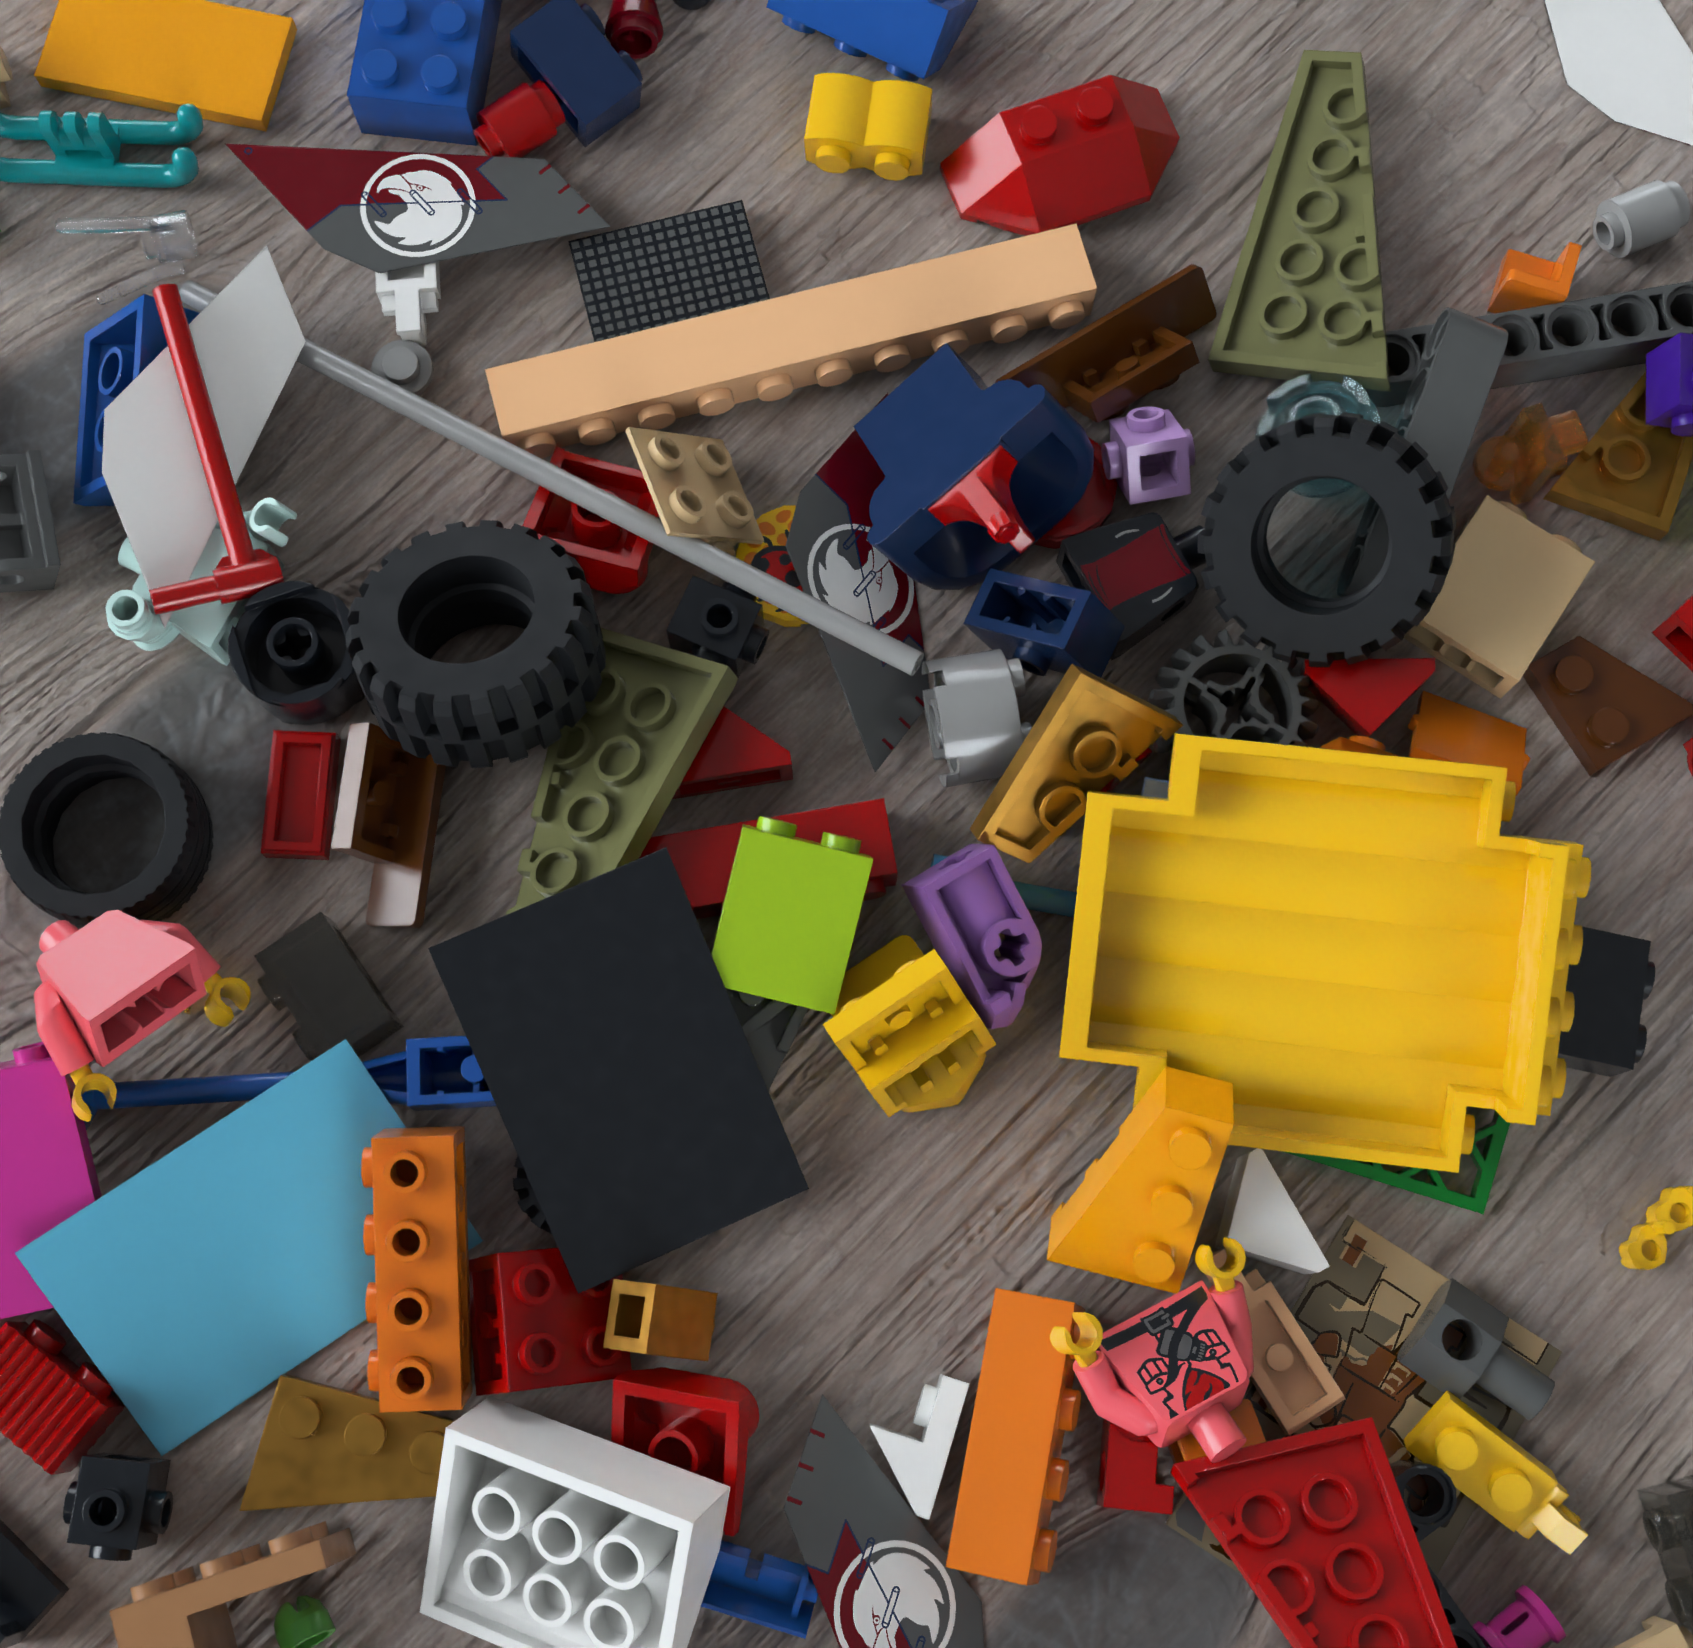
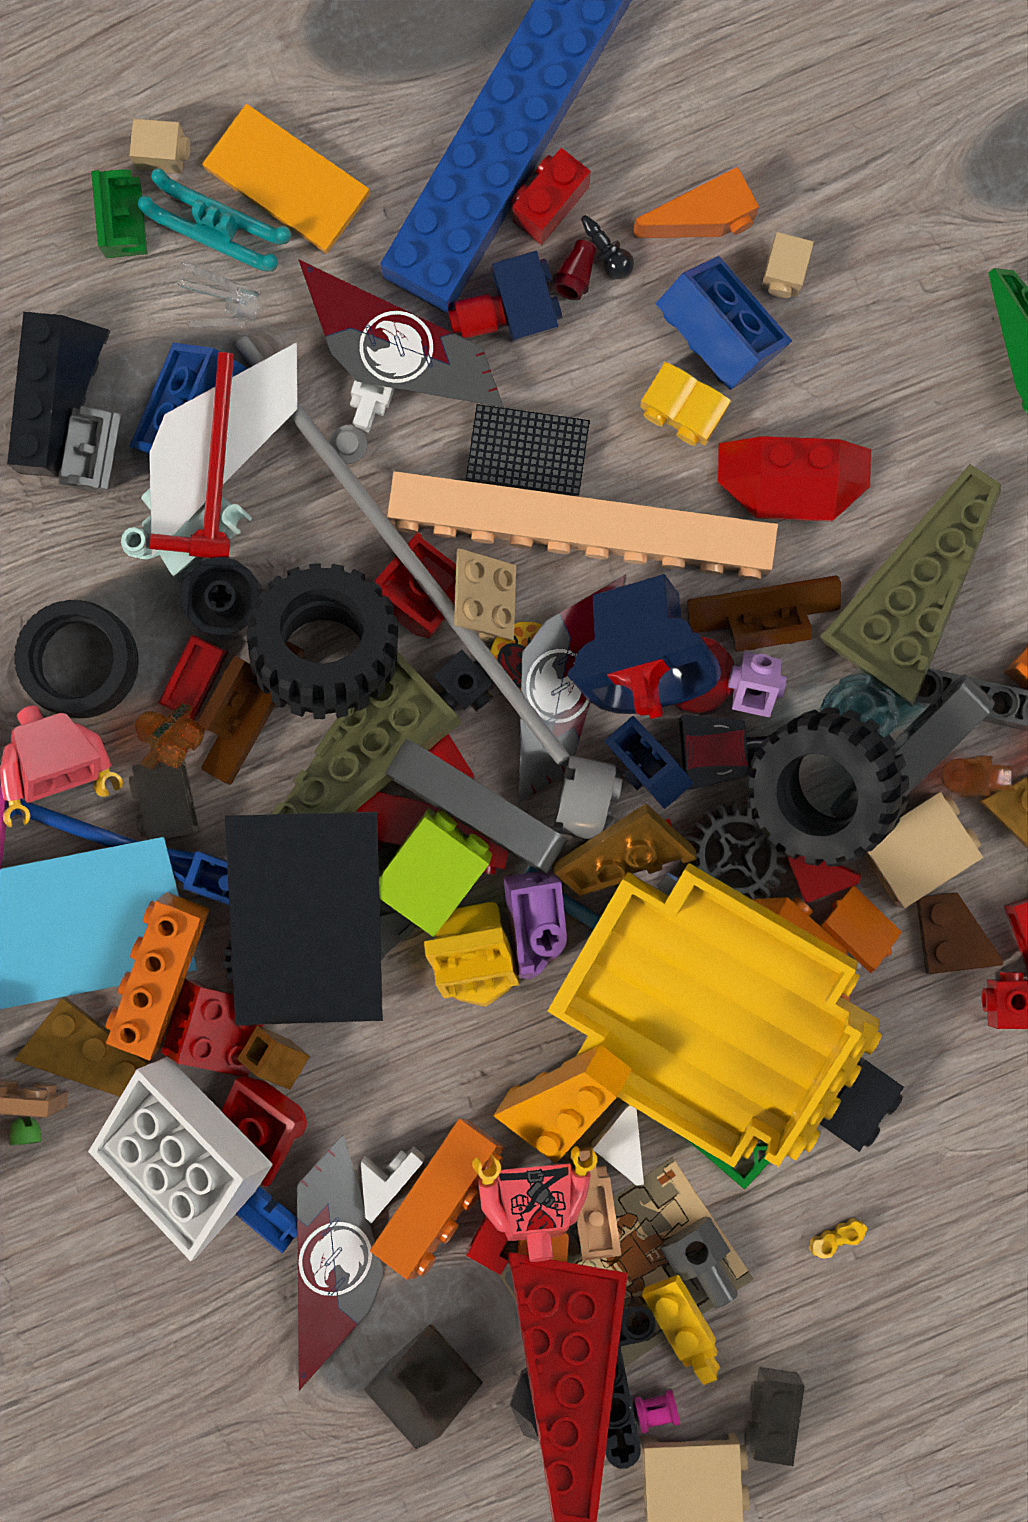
camera: 25 degrees right, 10 degrees up
(294, 887) = (168, 736): none -> clear orange hips
(813, 785) = (475, 806): none -> dark grey beam

